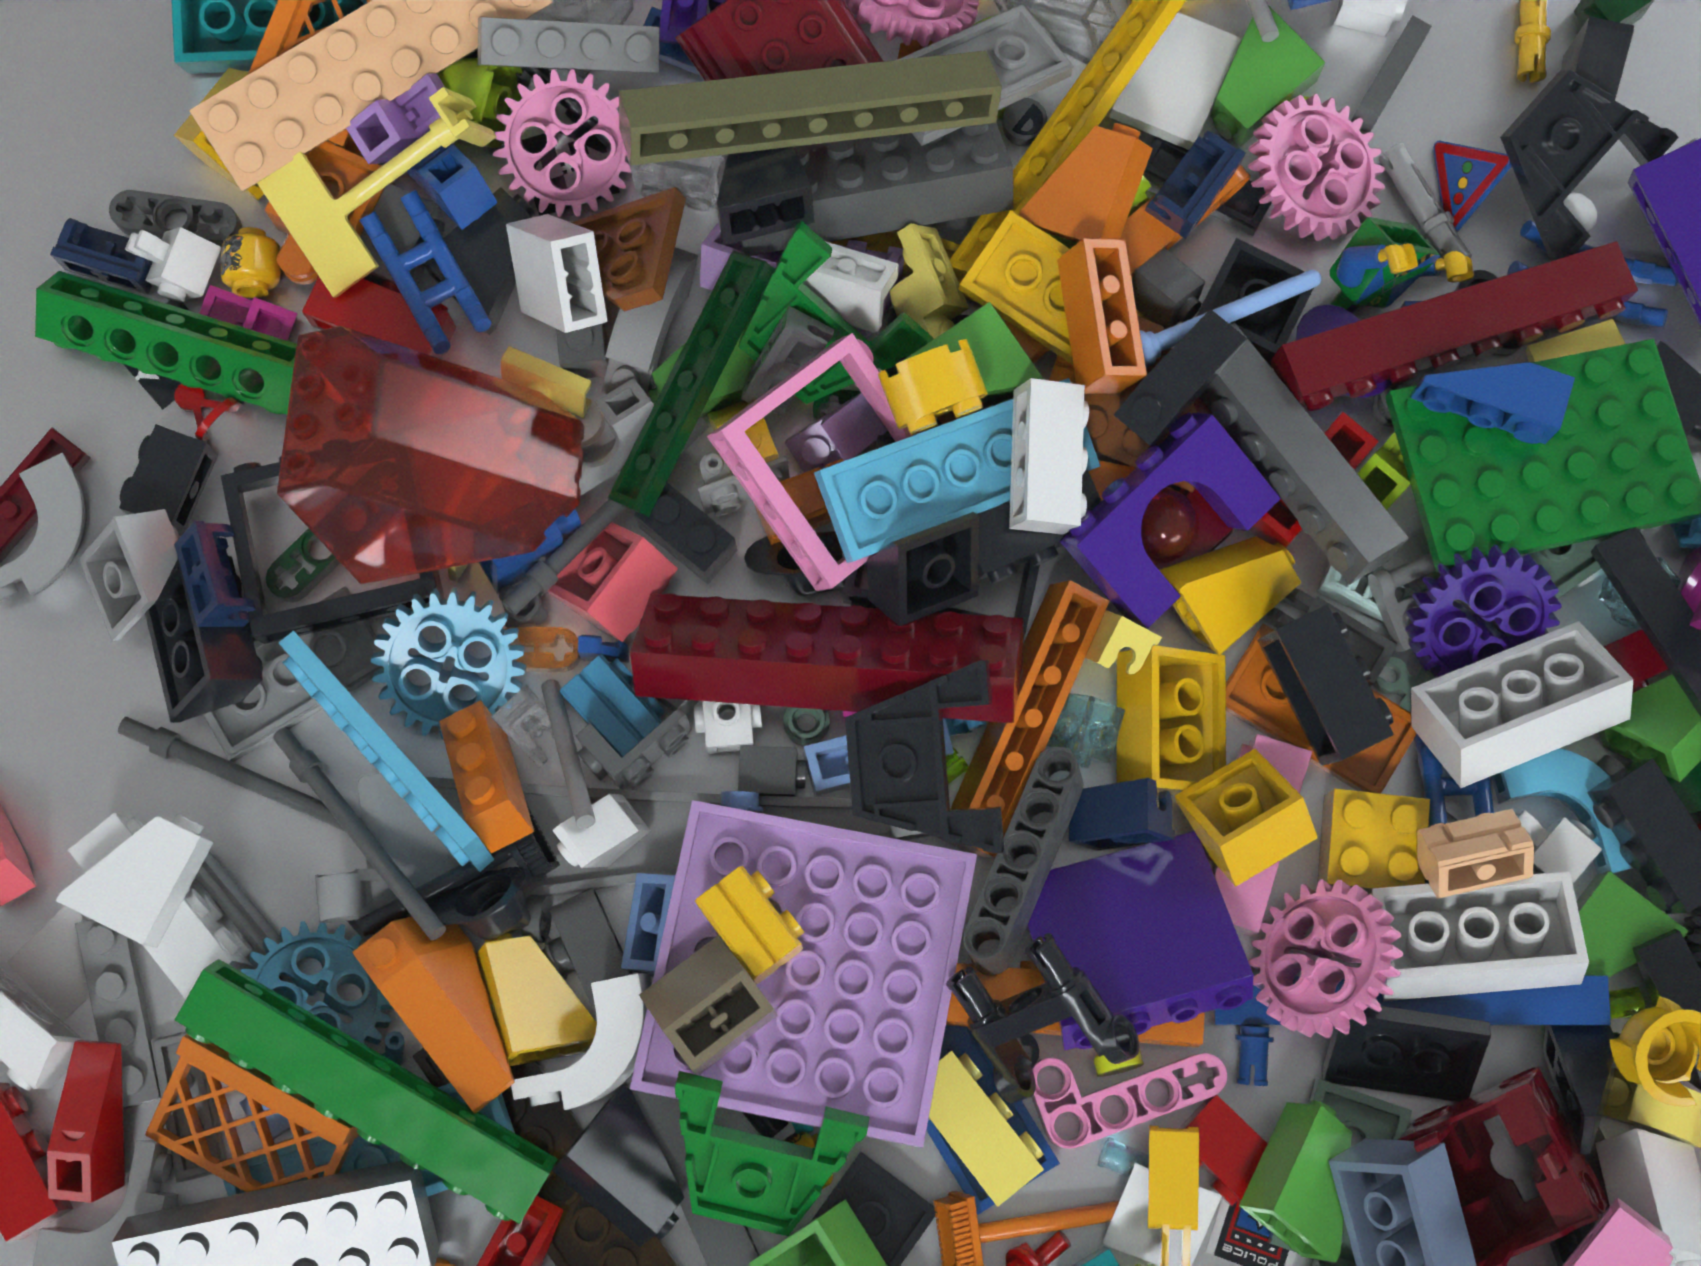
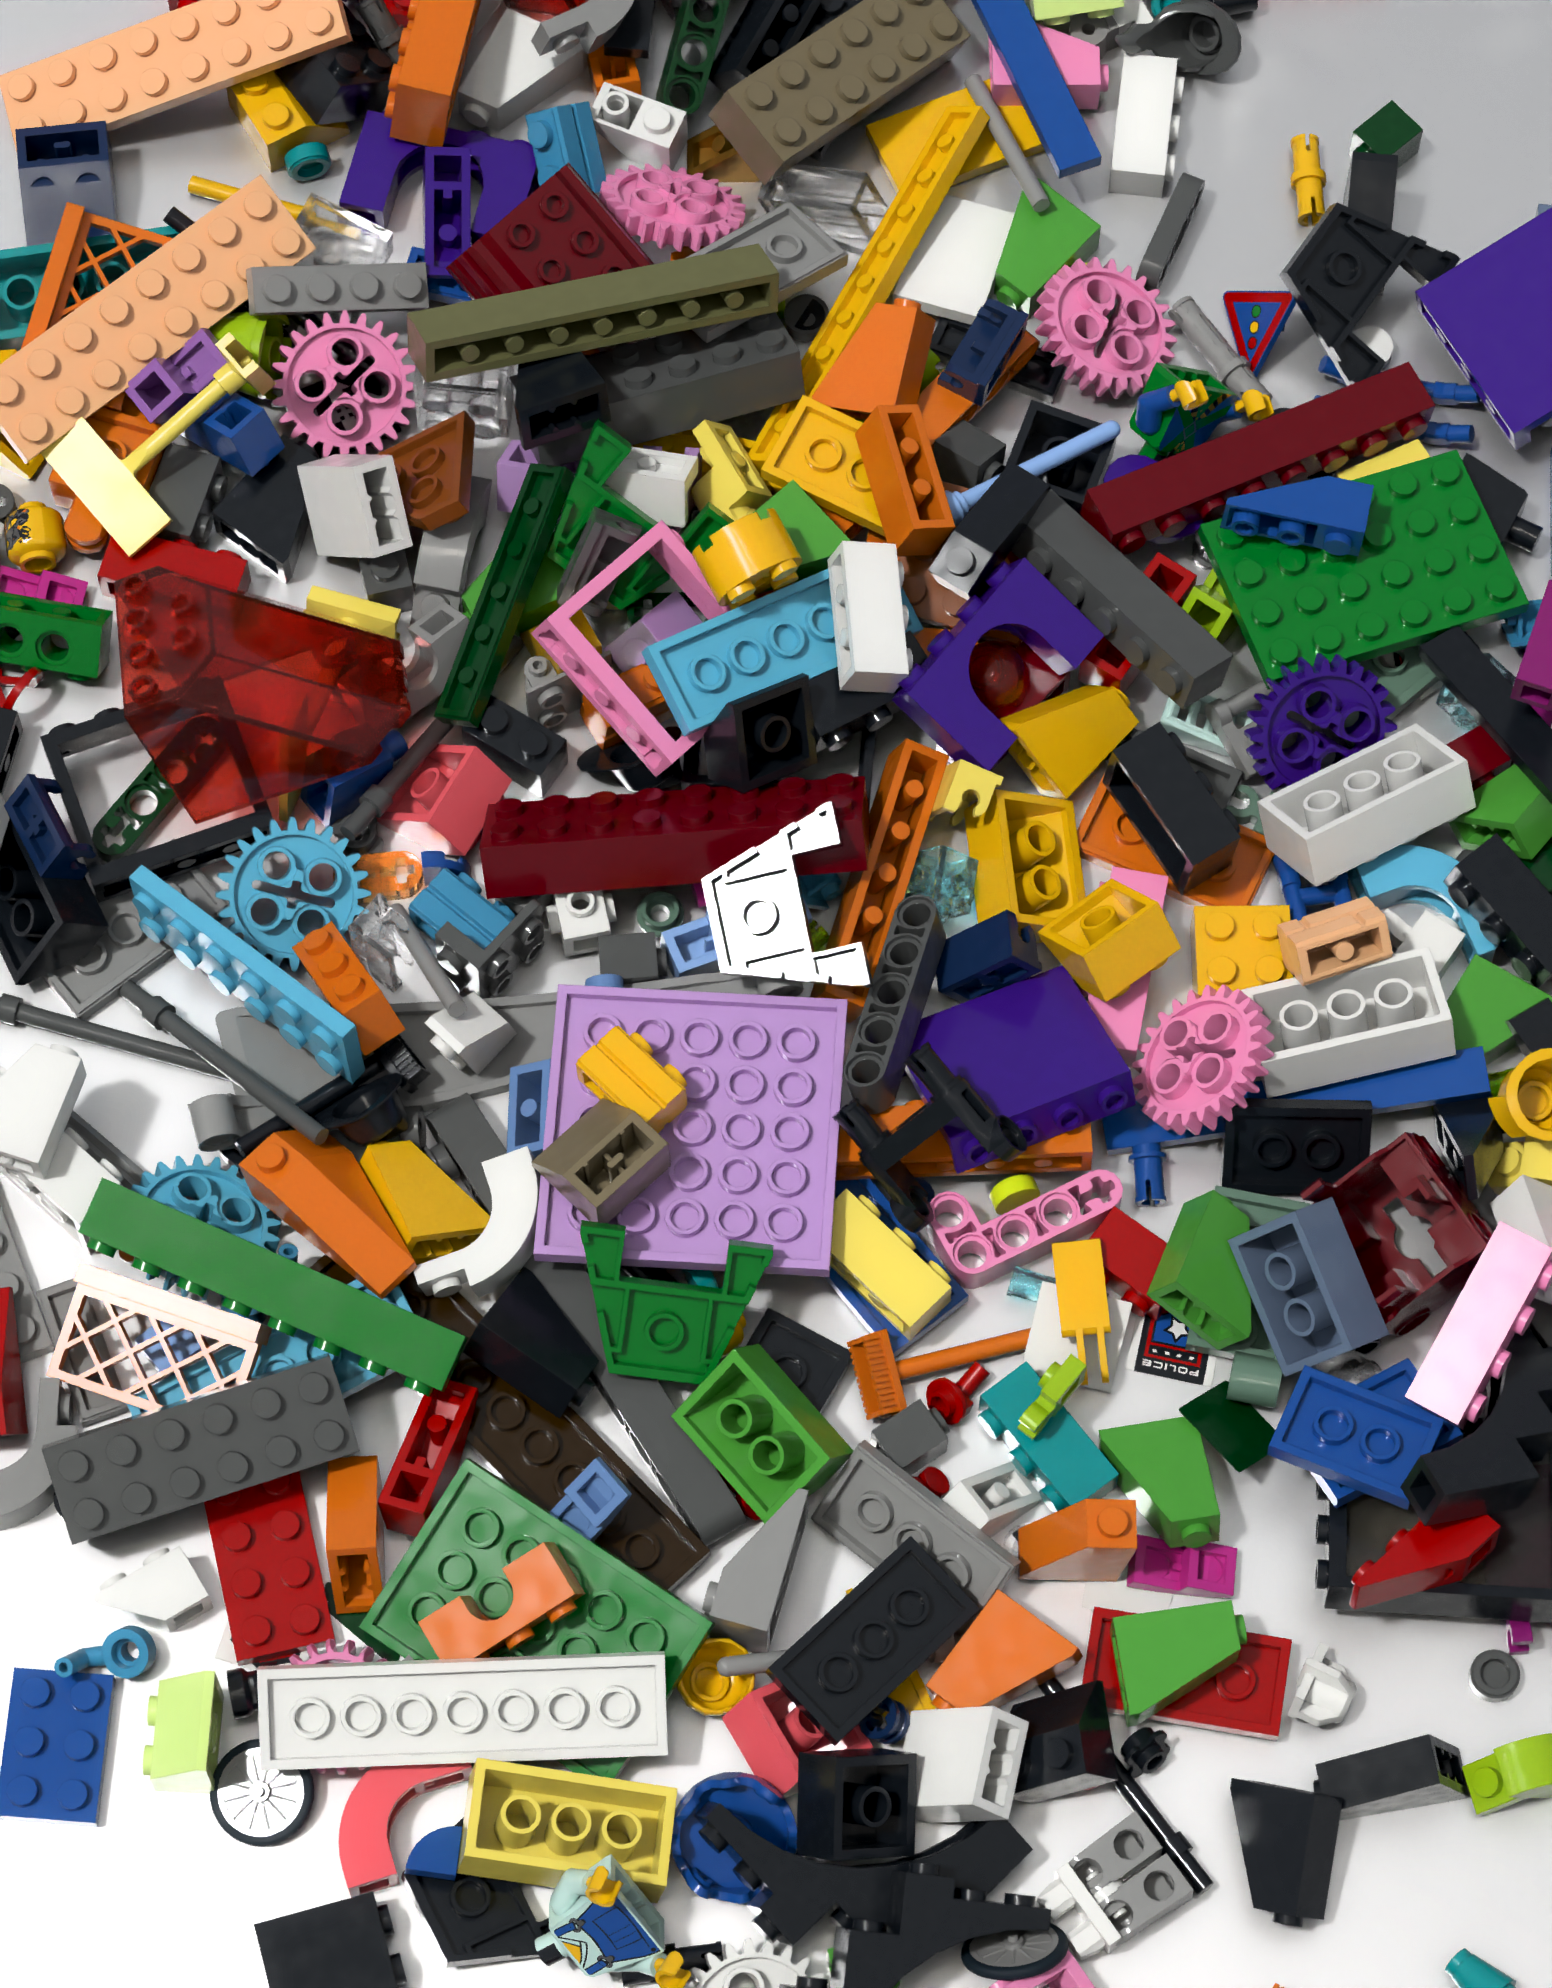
camera: 10 degrees left, 10 degrees down
(401, 264) = (223, 497): blue piece -> none

